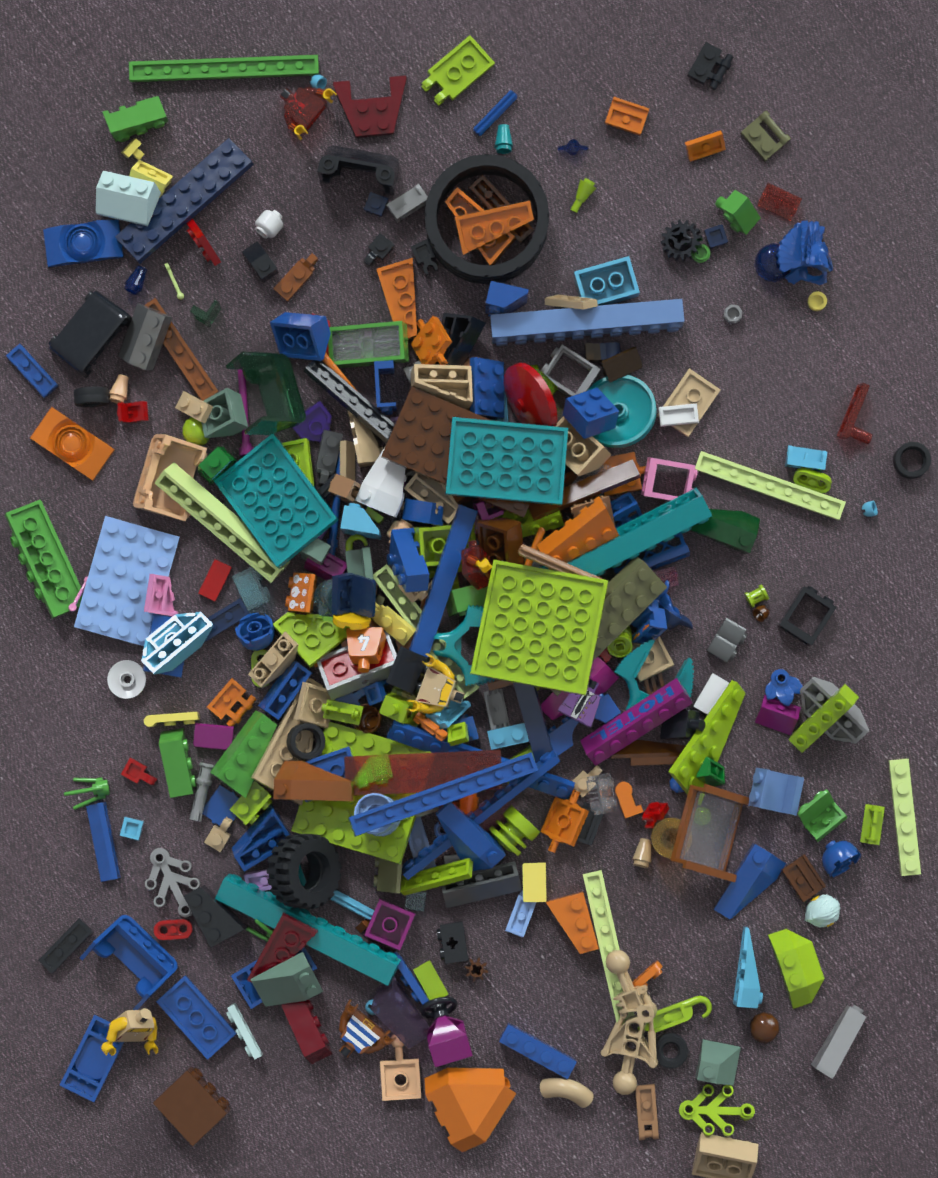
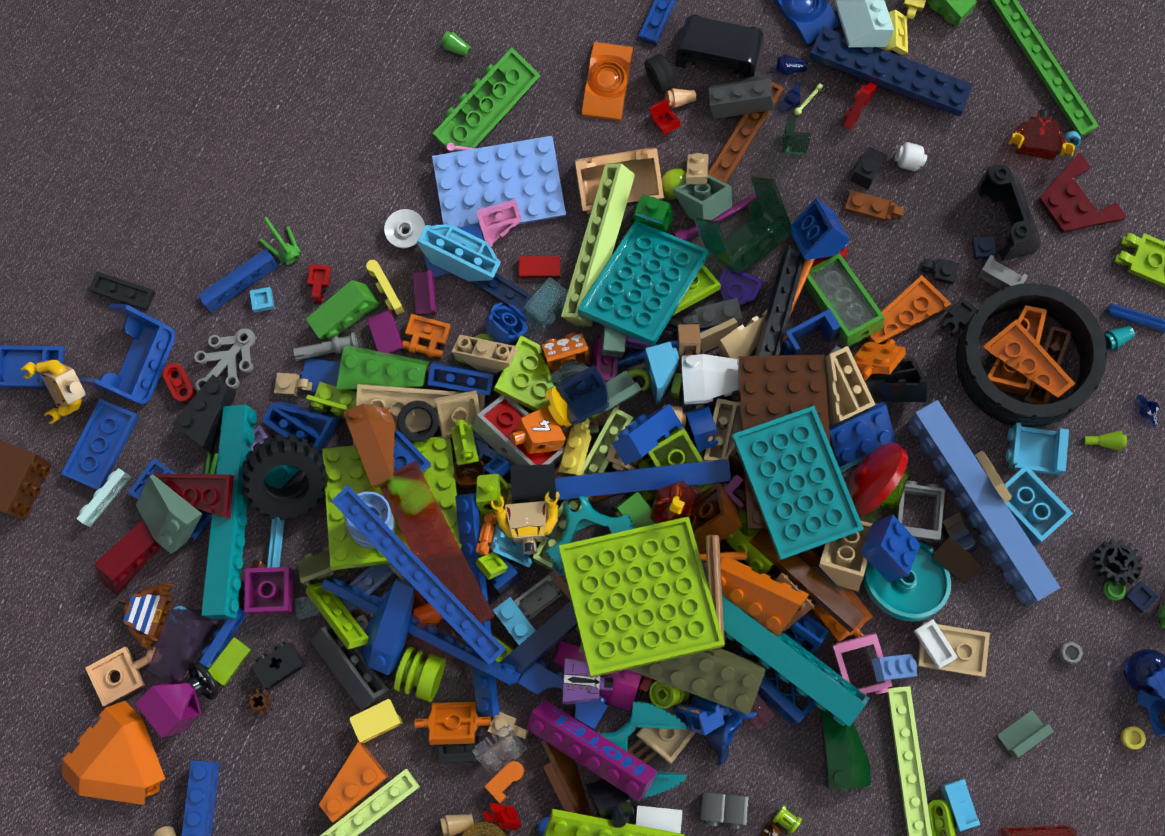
camera: 70 degrees right, 10 degrees down
(167, 295) = (792, 98): none -> clear blue piece
(192, 687) = (425, 292): none -> magenta panel
(504, 298) = (962, 407): blue slope -> none
(520, 916) = (333, 723): light blue hinge -> none
(563, 253) = (1038, 449): none -> medium azure panel
(682, 456) = (894, 667): none -> medium blue plate
(776, 382) = (1024, 734): none -> sand green panel

